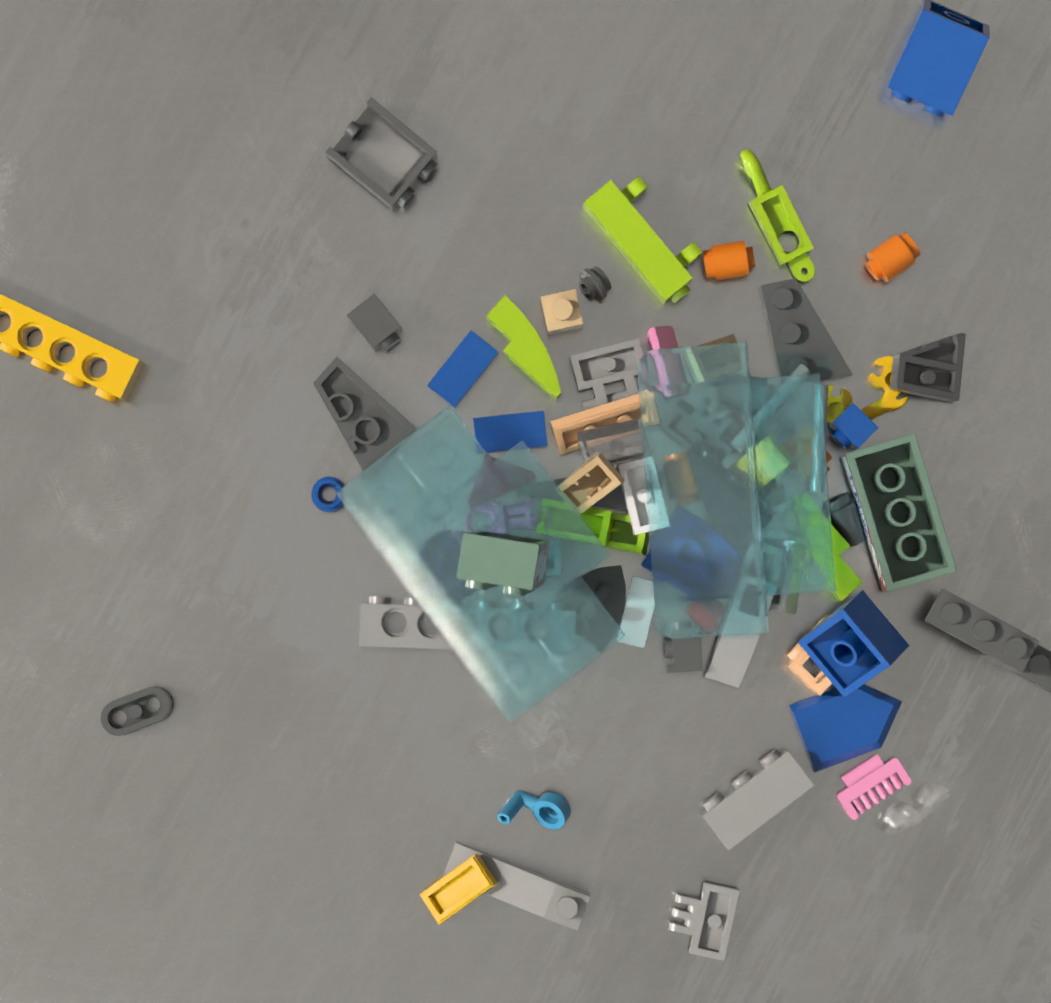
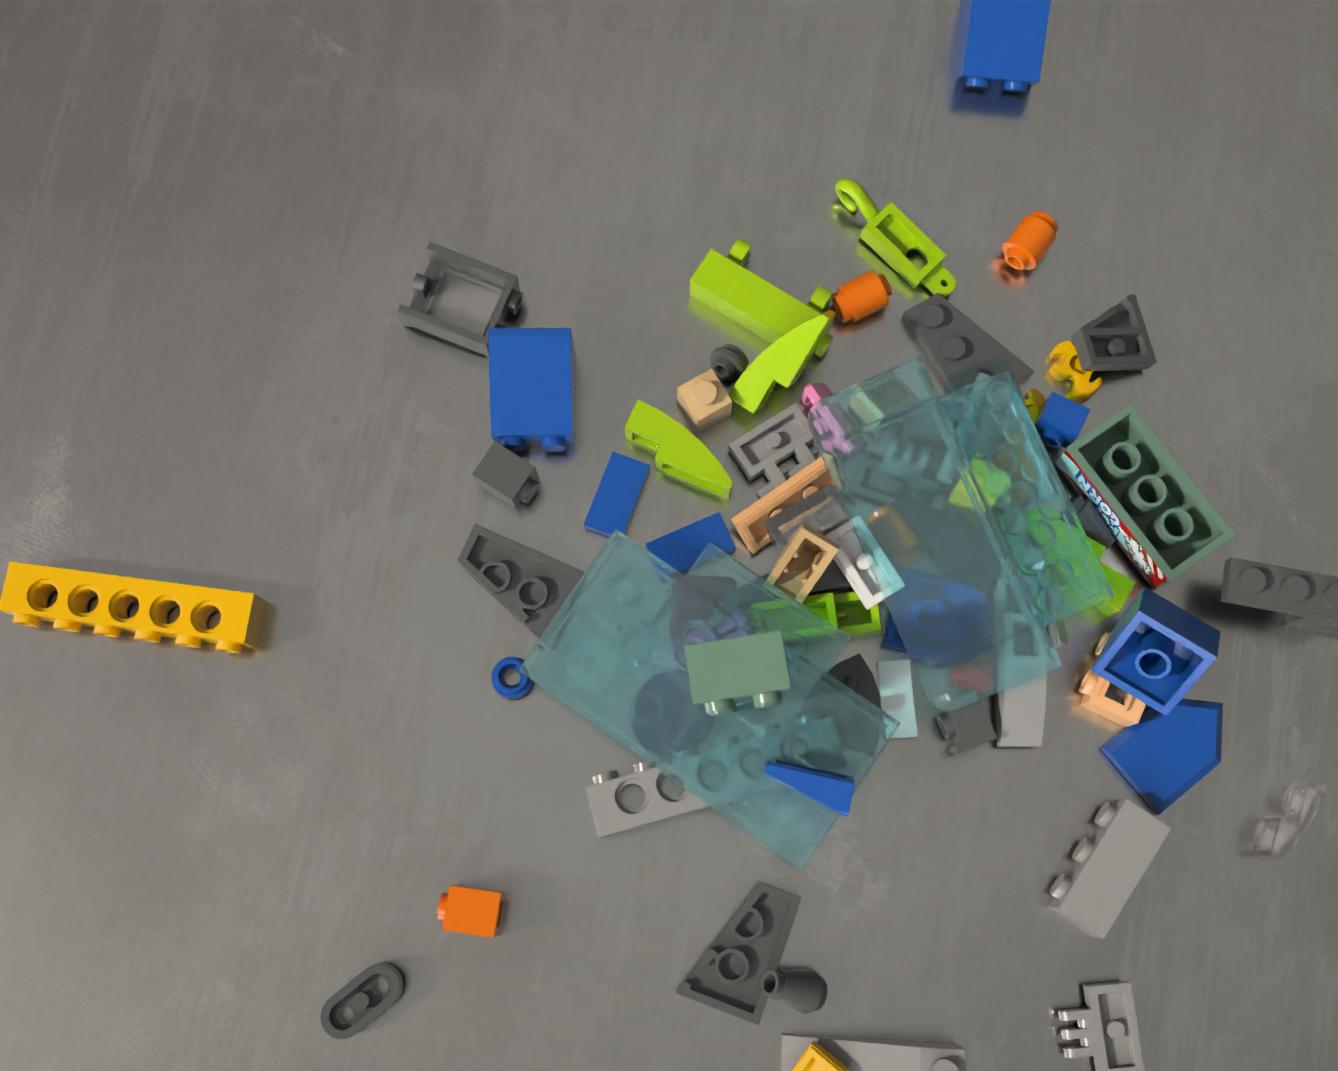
camera: 15 degrees left, 10 degrees down
(242, 670) = (472, 910): none -> orange brick
(419, 257) = (532, 387): none -> blue slope
(446, 774) = (746, 948): none -> dark grey wing
(475, 810) = (797, 988): none -> dark grey cone
(543, 663) = (822, 786): none -> blue slope
(549, 810) = (878, 959): dark azure plate -> none
(635, 302) = (780, 362): none -> lime slope
(867, 776) = (1218, 801): bright pink piece -> none

